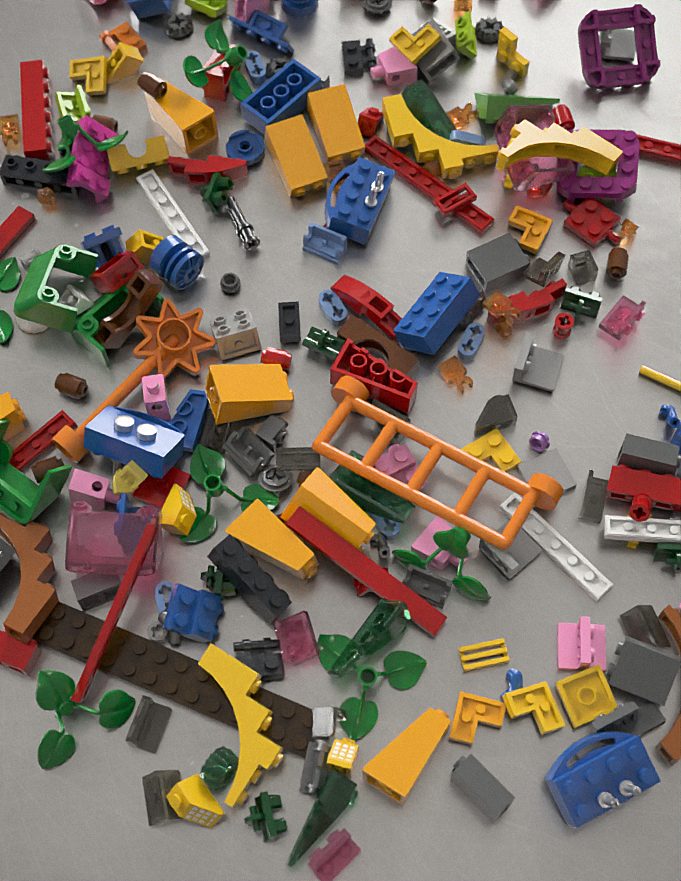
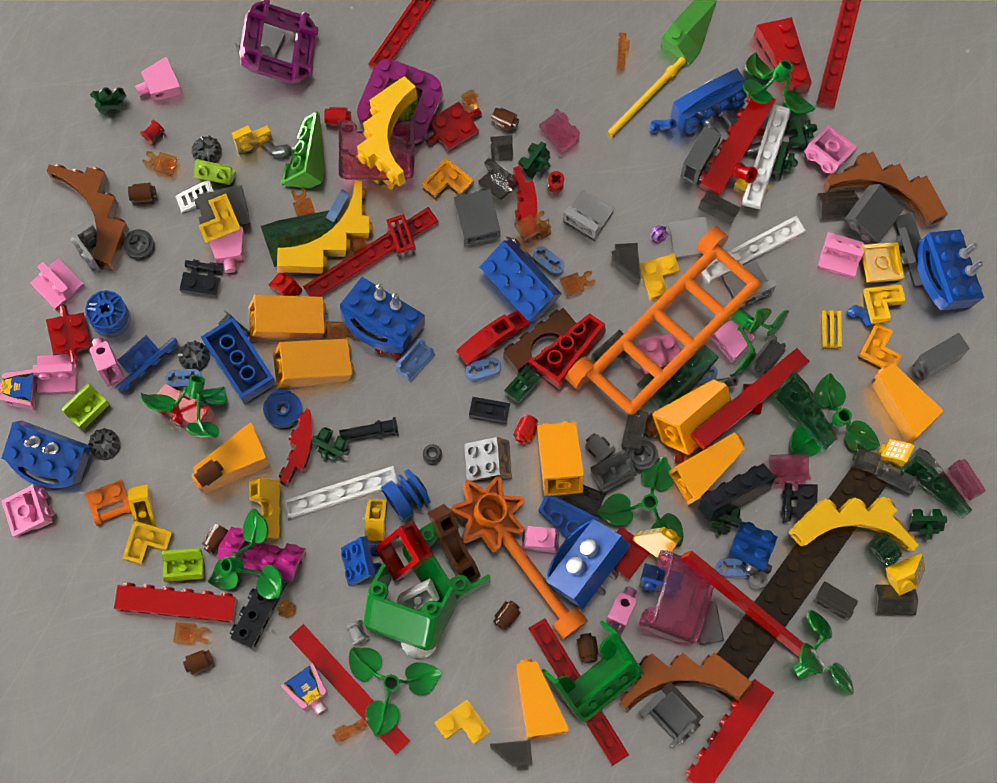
camera: 80 degrees left, 10 degrees up
(128, 478) = (619, 576): light yellow tile -> none

